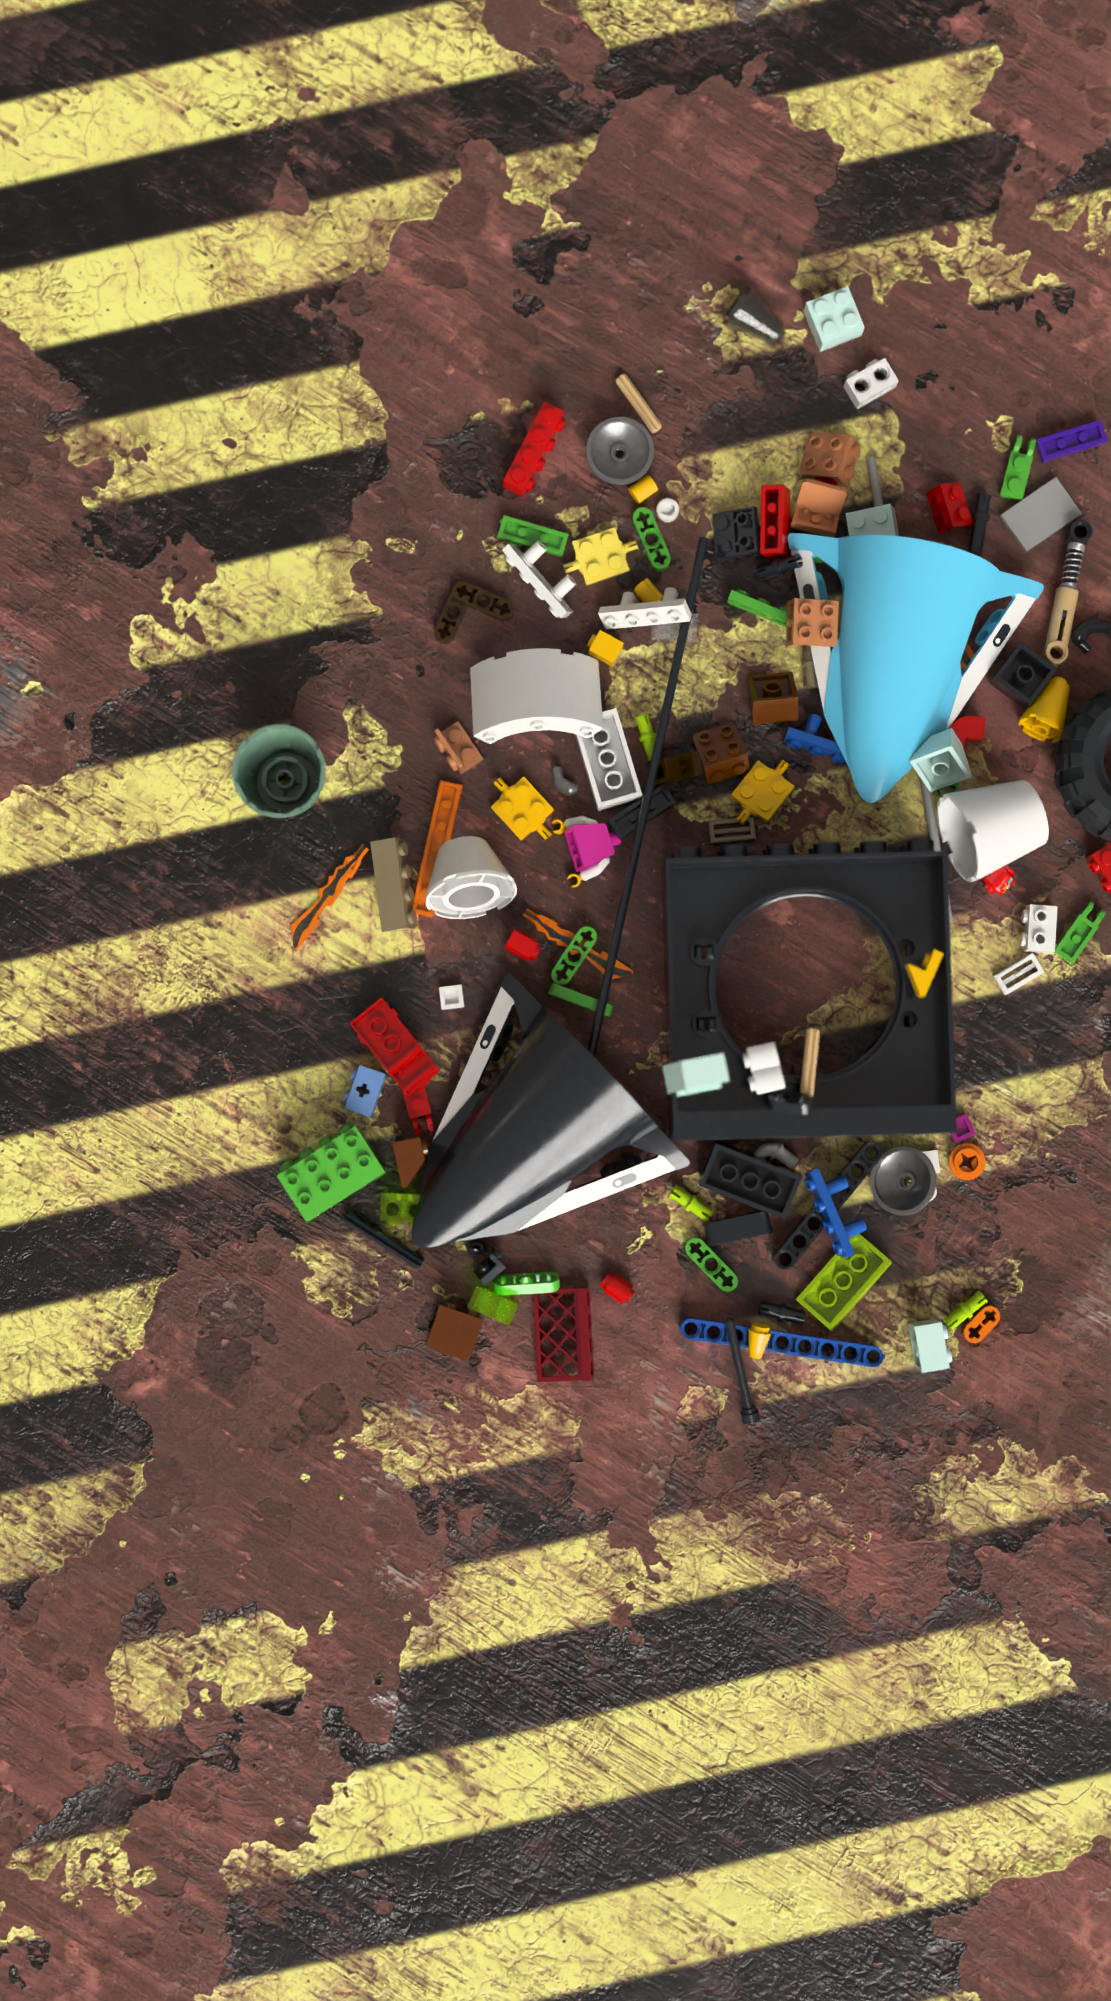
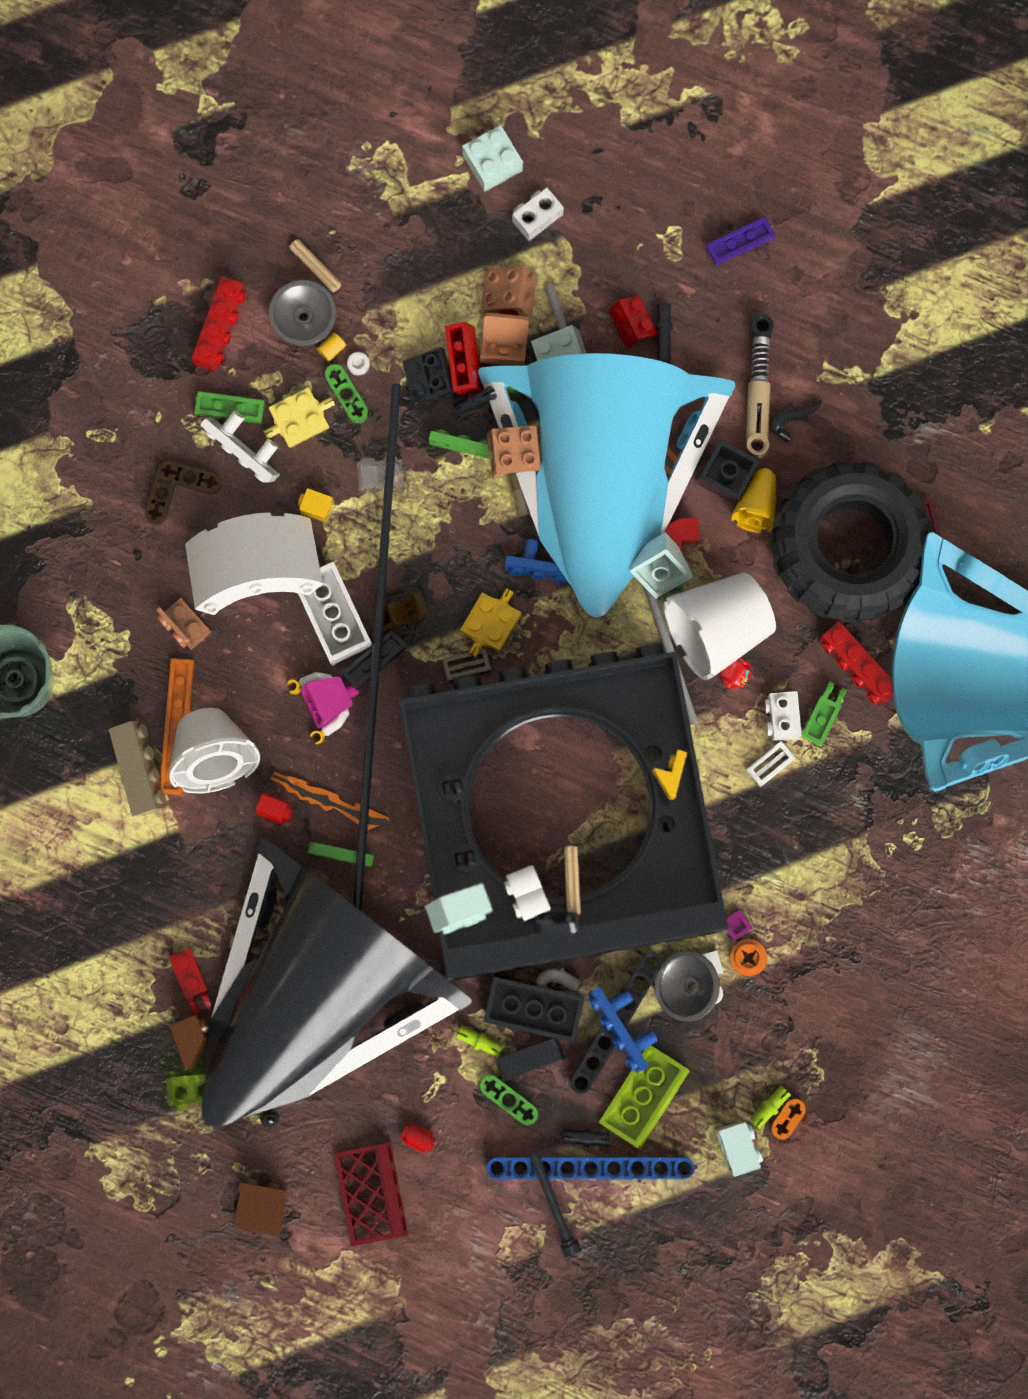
camera: 10 degrees left, 5 degrees down
(328, 894) = (75, 787): orange sword -> none
(330, 1171) = (112, 1063): bright green brick -> none
(366, 1104) = (142, 989): medium blue brick -> none
(383, 1239) = (176, 1125): black axle -> none
(394, 1047) = (160, 929): red piece -> none
(451, 997) = (211, 871): white tile -> none
(491, 1267) = (286, 1138): black bracket -> none
(493, 1305) = (295, 1174): clear neon green brick -> none
(522, 808) = (256, 674): yellow plate -> none
(537, 1283) = (326, 1147): bright green beam -> none
(562, 784) = (291, 644): flat silver arm -> none
(589, 944) = (326, 829): bright green beam -> none
(647, 591) = (350, 446): yellow piece -> none
(647, 734) = (368, 582): lime pin -> none
(648, 613) = (340, 468): white plate -> none
(721, 752) = (445, 590): reddish brown bracket -> none
(753, 317) = (415, 168): clear smoke cone -> none
(757, 1339) = (565, 1168): yellow cone -> none
(772, 697) = (487, 529): reddish brown slope -> none
(1017, 471) = (693, 277): bright green hinge -> none
(1040, 515) = (722, 315): light grey tile -> none

